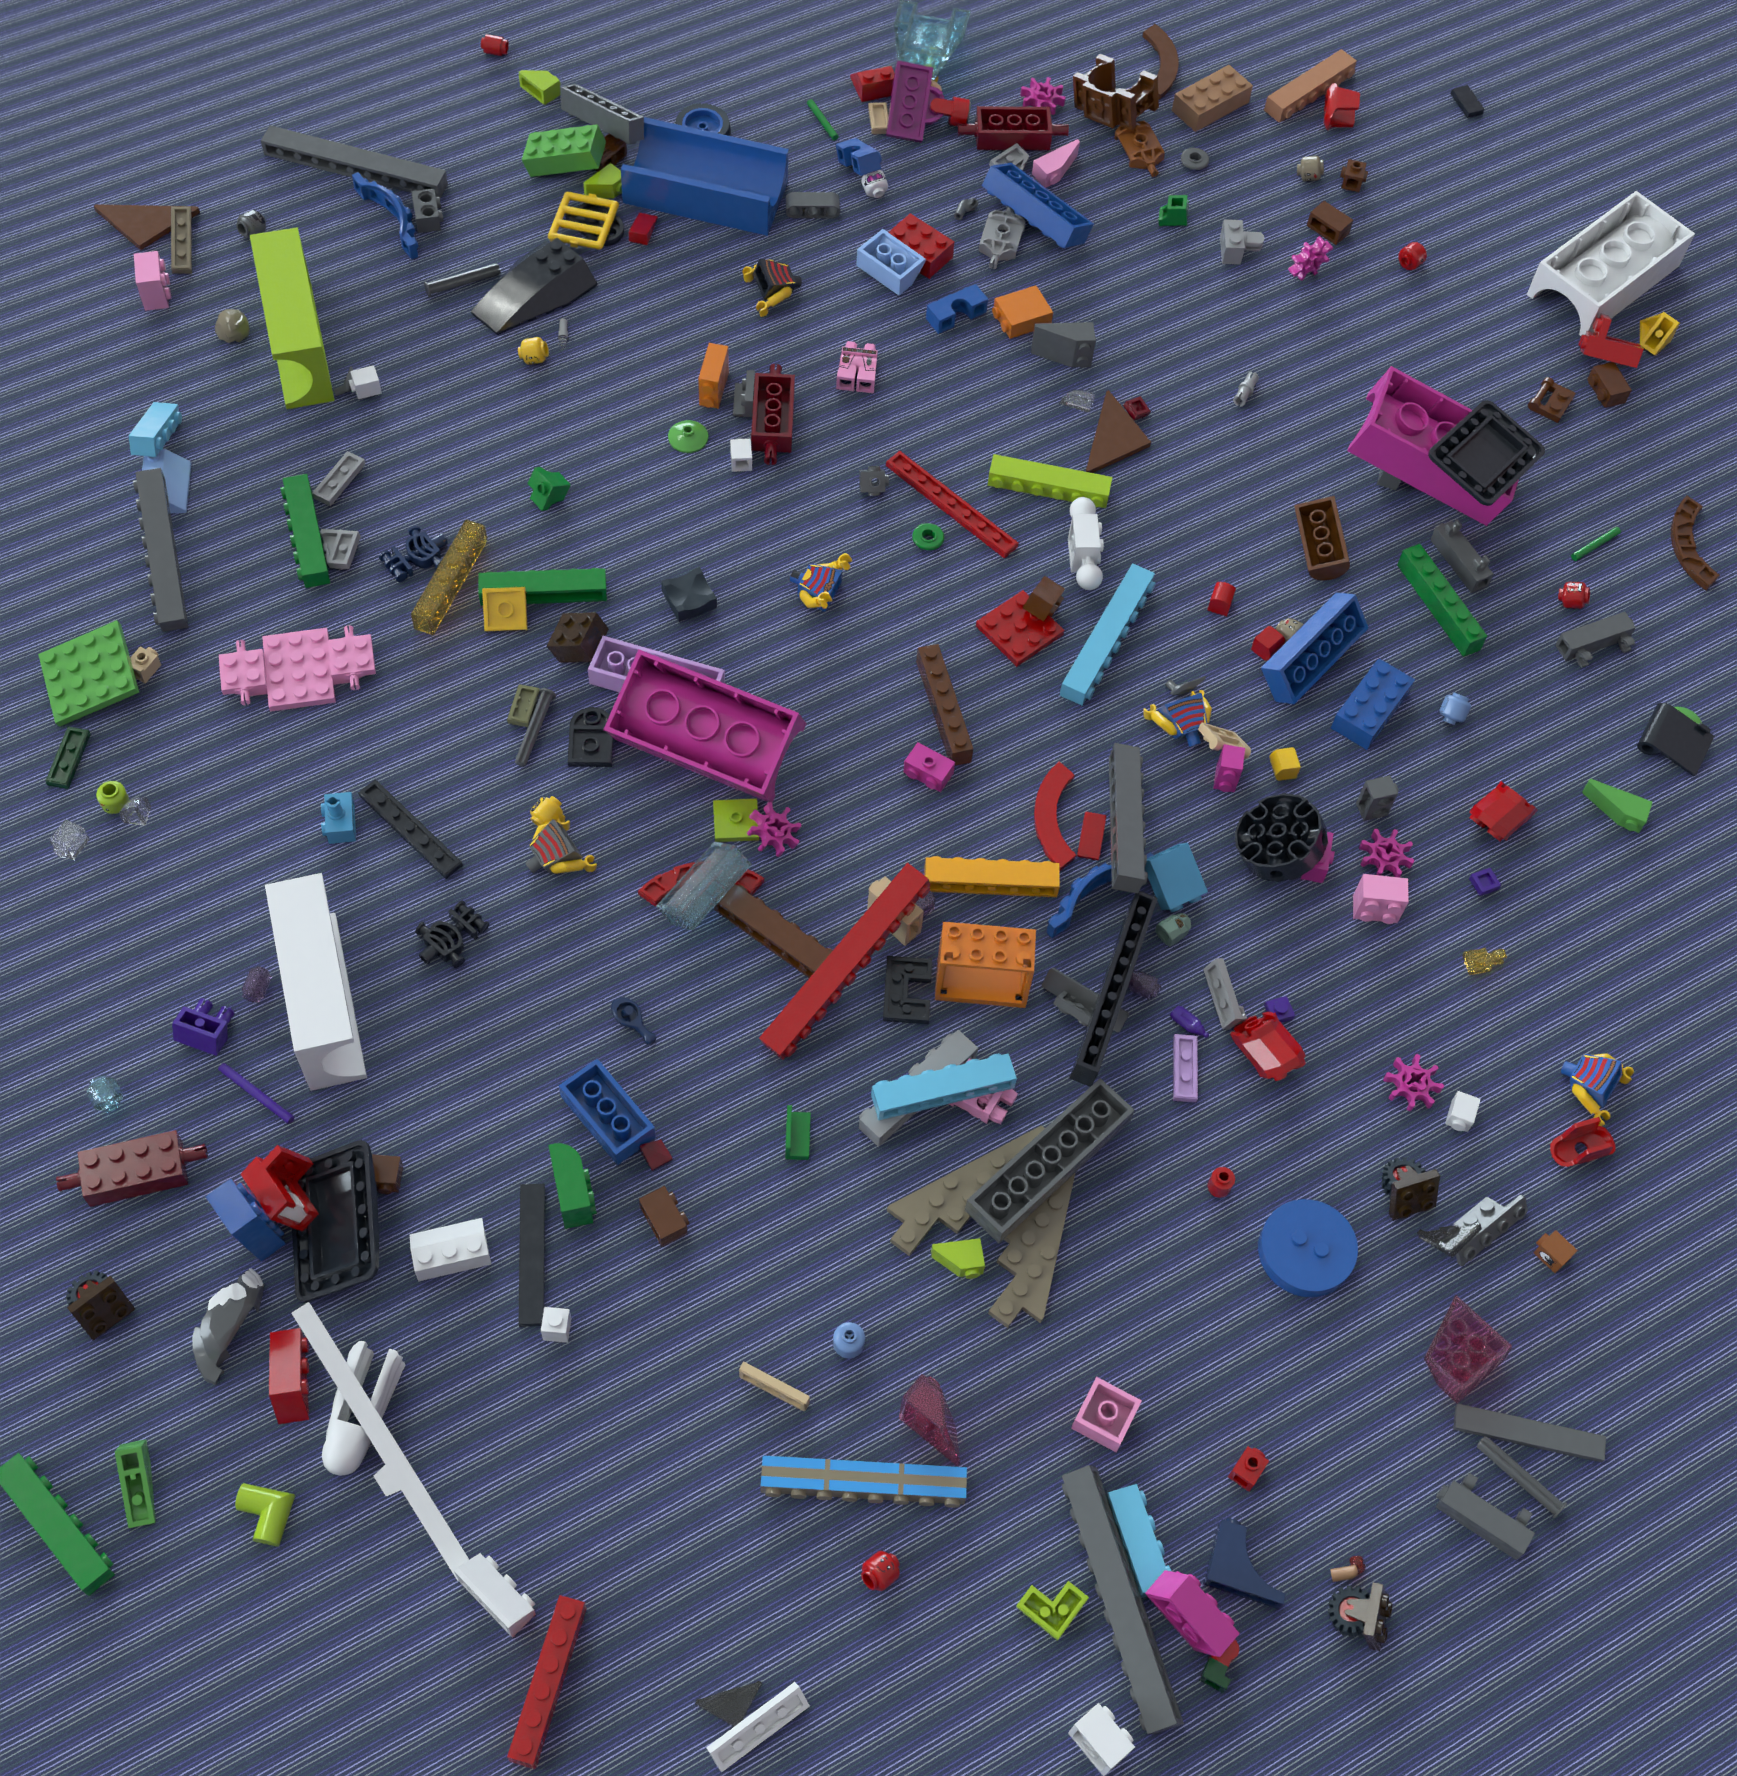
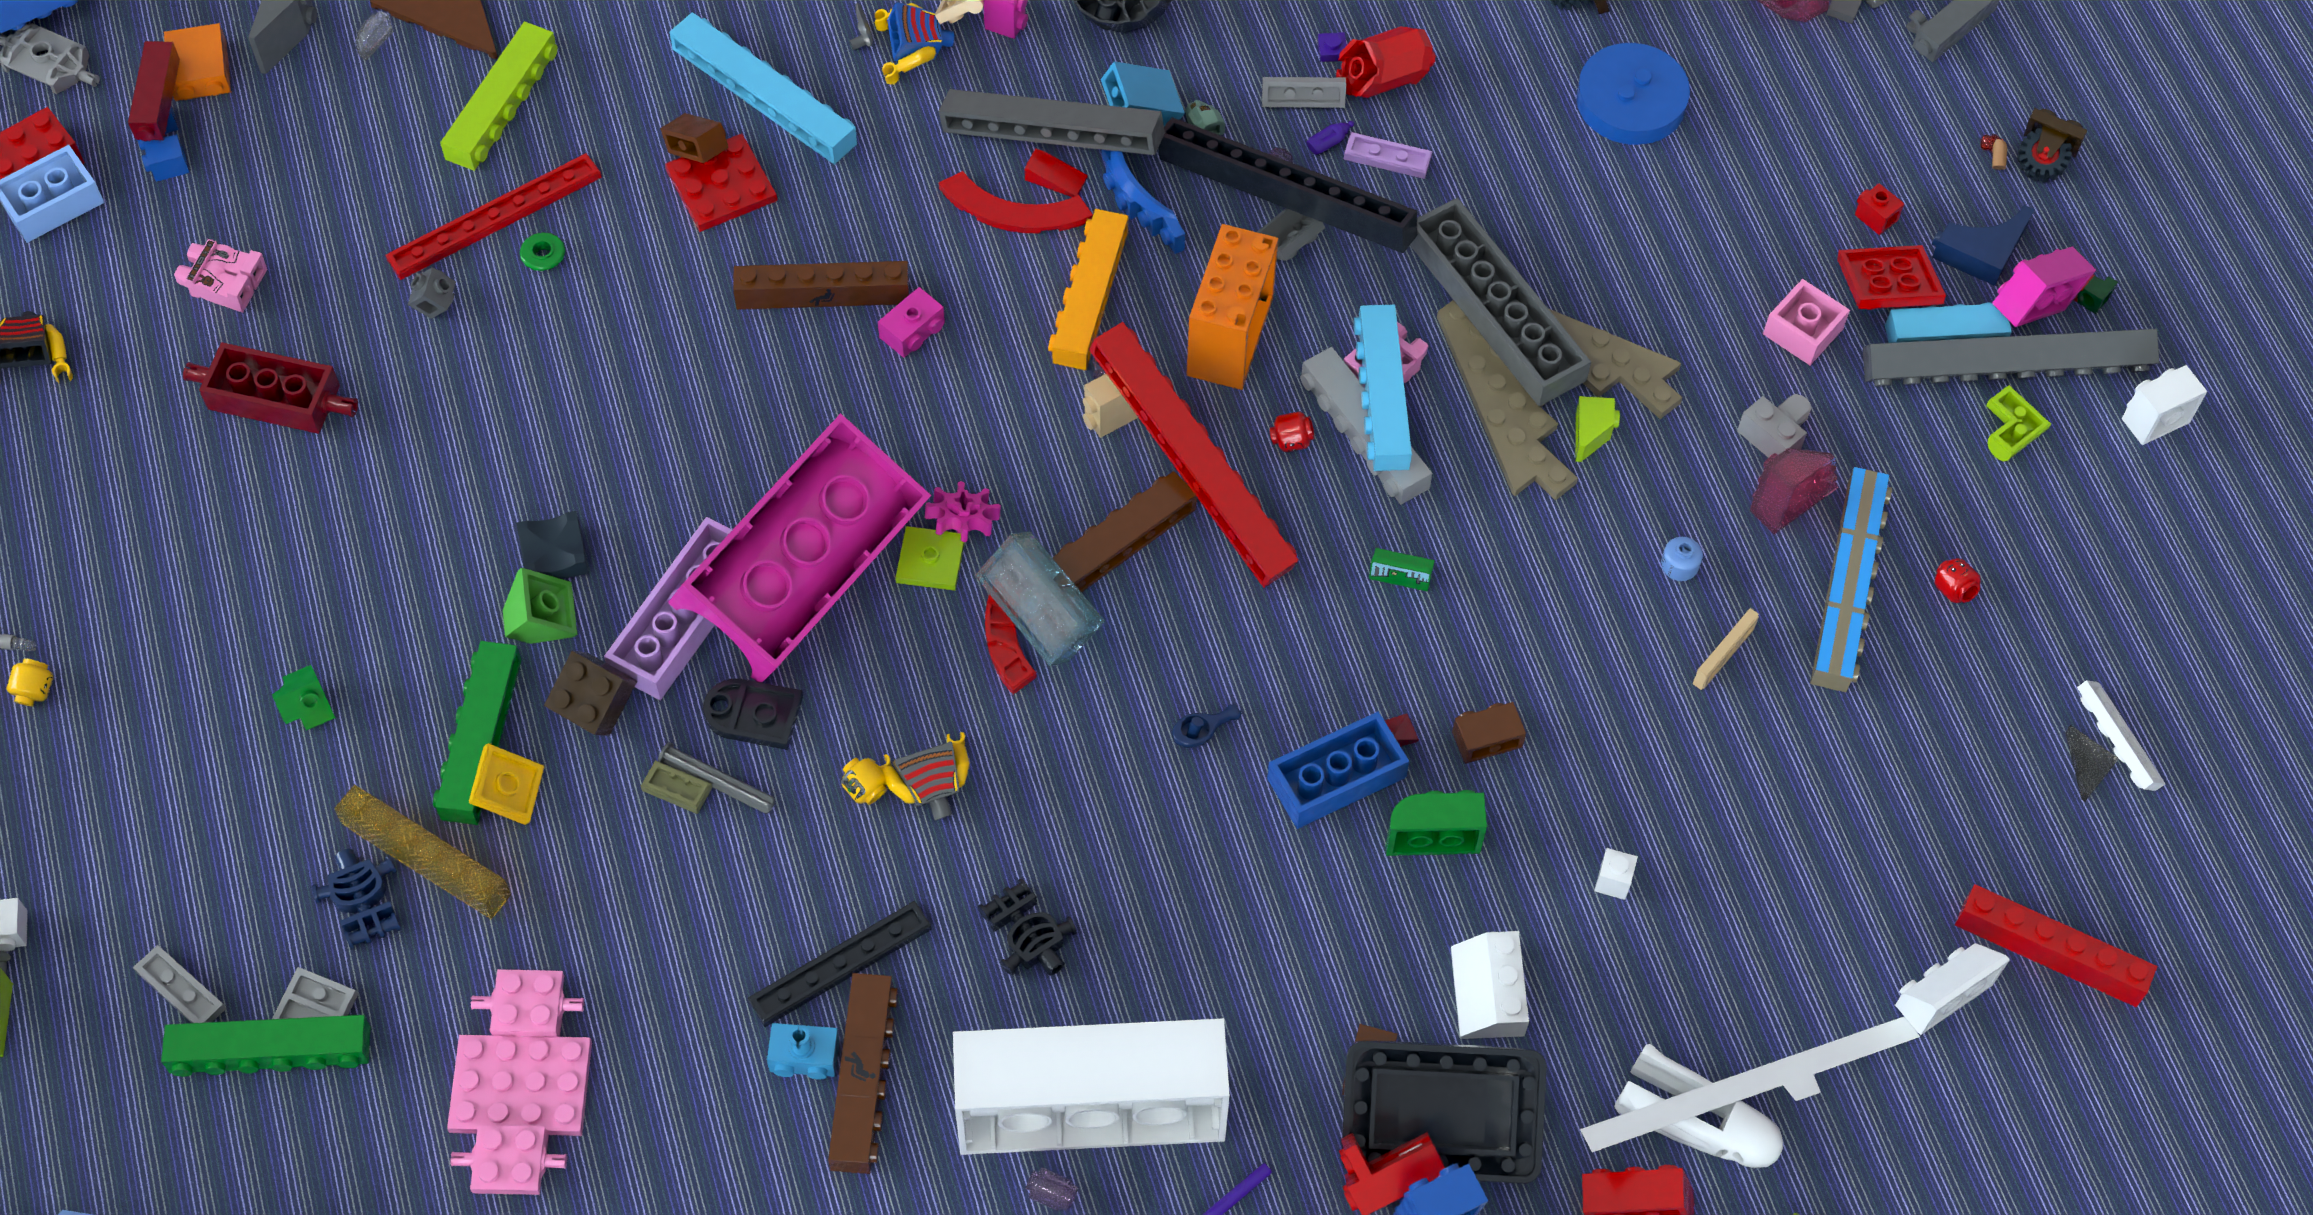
camera: 75 degrees left, 0 degrees up
(327, 854) = (861, 1074): none -> reddish brown brick
(531, 1255) = (1511, 893): black tile -> none
(642, 598) = (539, 608): none -> bright green slope
(688, 436) = (264, 519): bright green dish -> none
(713, 375) = (177, 447): orange brick -> none
(741, 455) = (326, 444): white brick -> none
(744, 396) = (223, 418): dark grey bracket -> none
(820, 582) = (584, 388): torso -> none
(898, 974) = (1244, 426): black plate -> none
(898, 1036) = (1292, 431): none -> red head
(980, 289) = (154, 90): none -> dark red brick
(994, 1403) = (1773, 427): none -> light grey brick
(1085, 543) = (621, 74): white brick -> none
(1174, 1482) = (1891, 277): none -> red plate
(1221, 1182) = (1544, 150): red brick -> none

